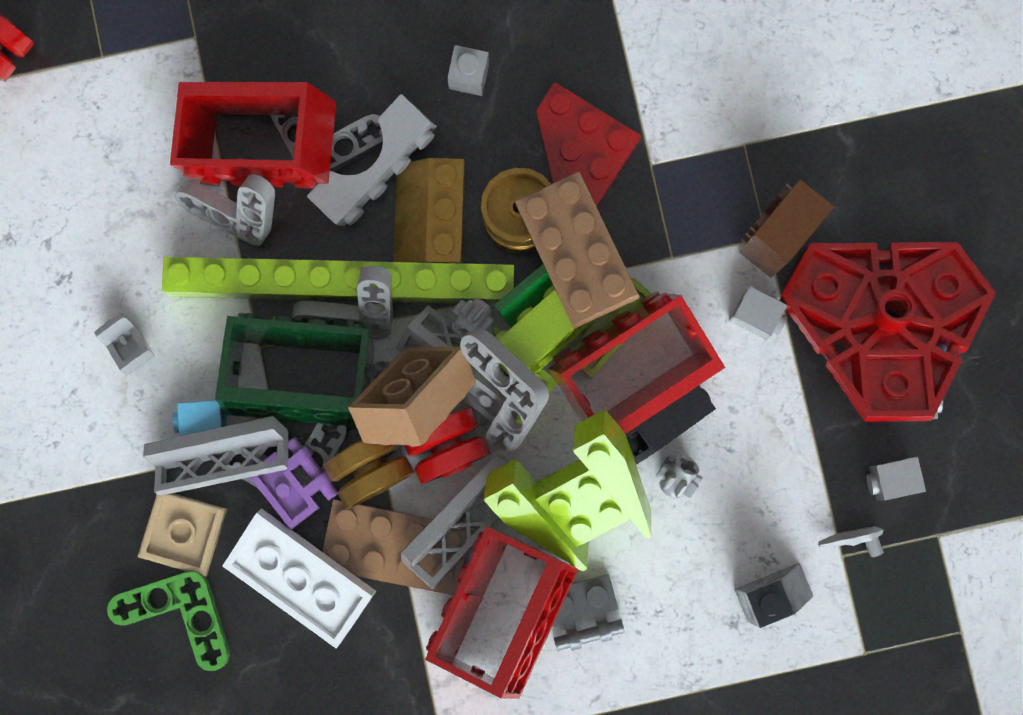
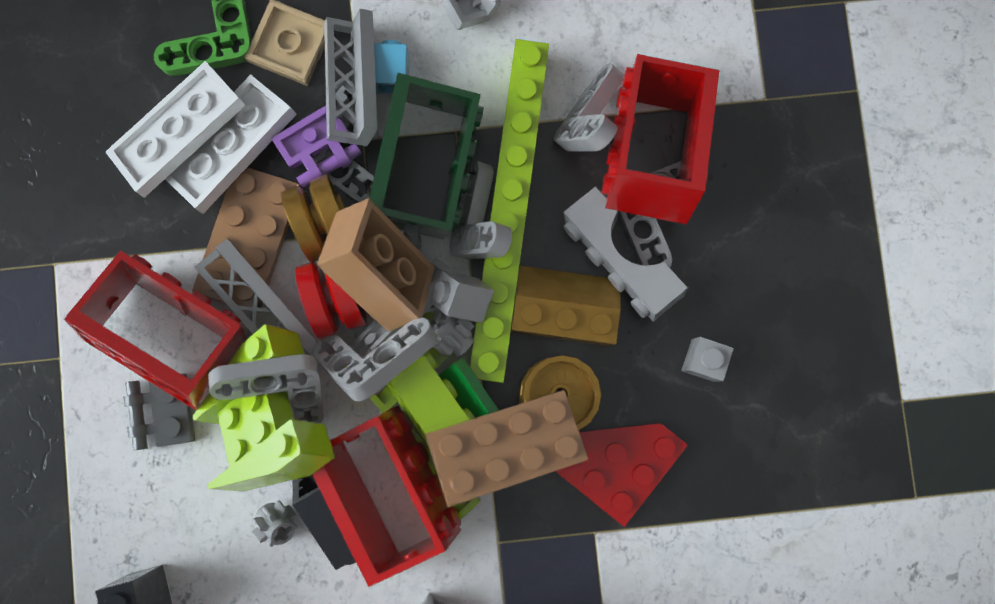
camera: 90 degrees right, 0 degrees up
(289, 634) = (174, 129): none -> white plate
(433, 312) = (461, 296): none -> light grey brick
(531, 465) = (287, 374): none -> light grey beam

